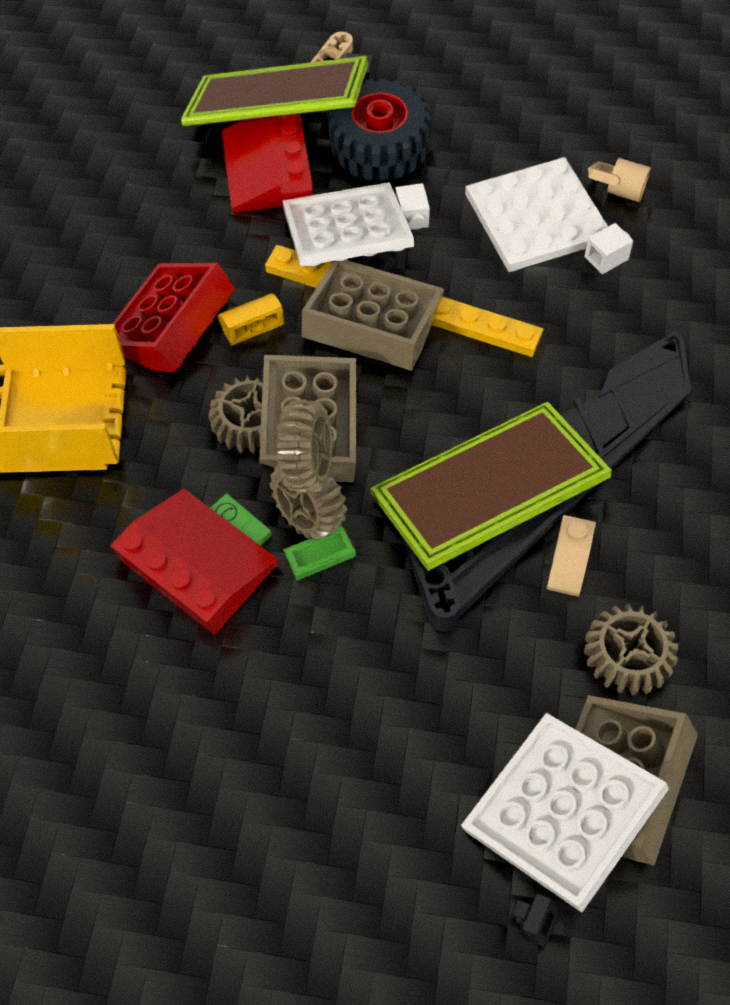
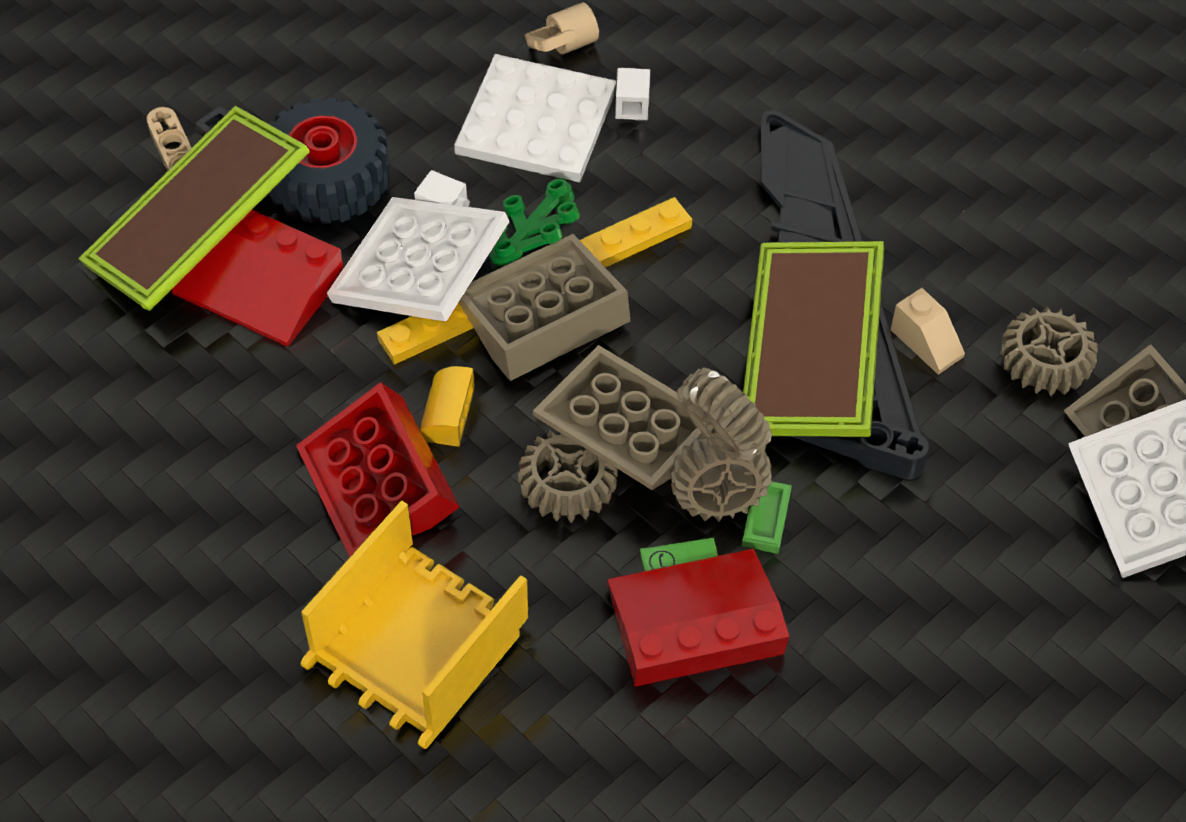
camera: 55 degrees left, 5 degrees down
(434, 266) = (560, 197): none -> green plant

